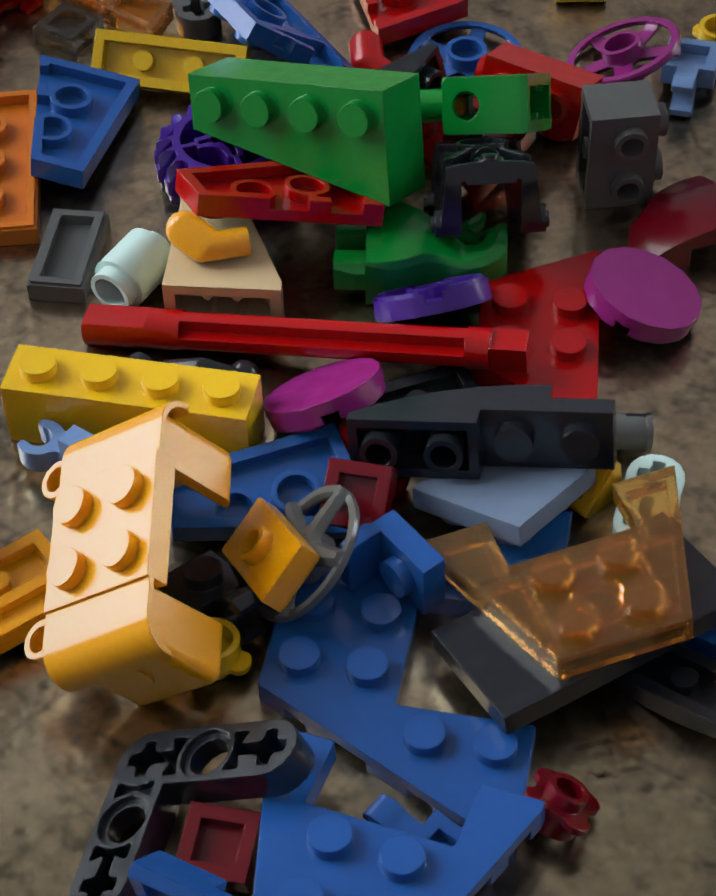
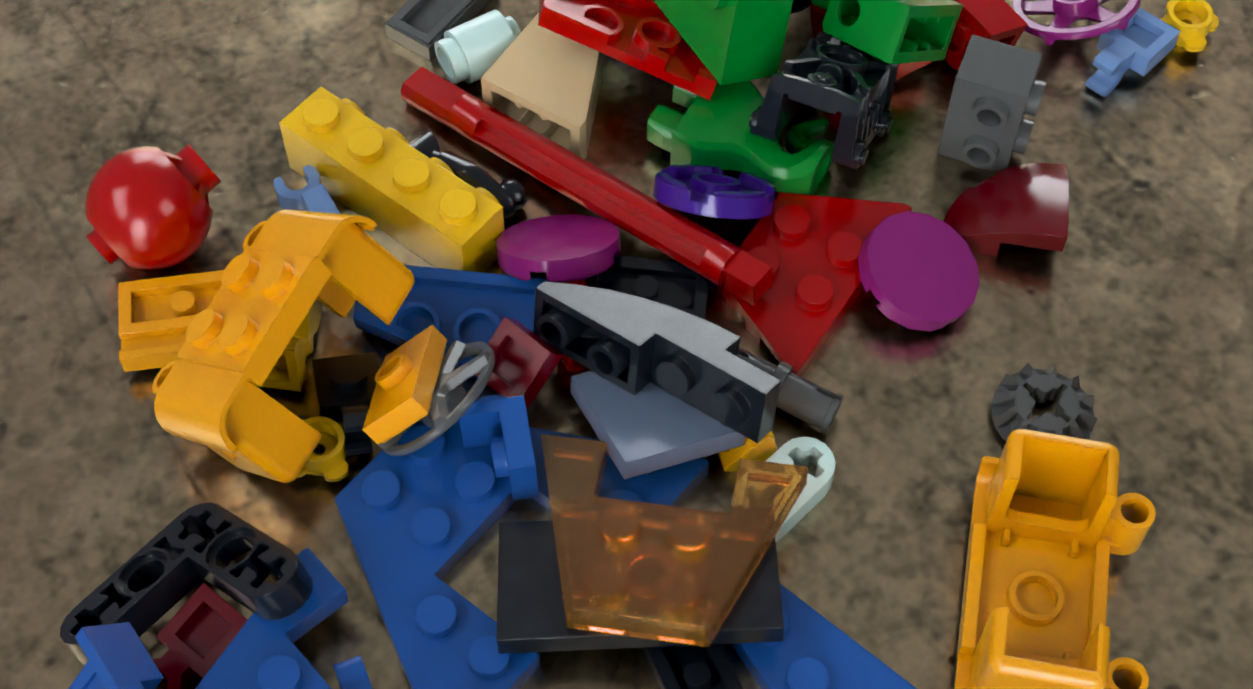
camera: 25 degrees right, 10 degrees up
(204, 242) = (536, 52): light orange arm -> none

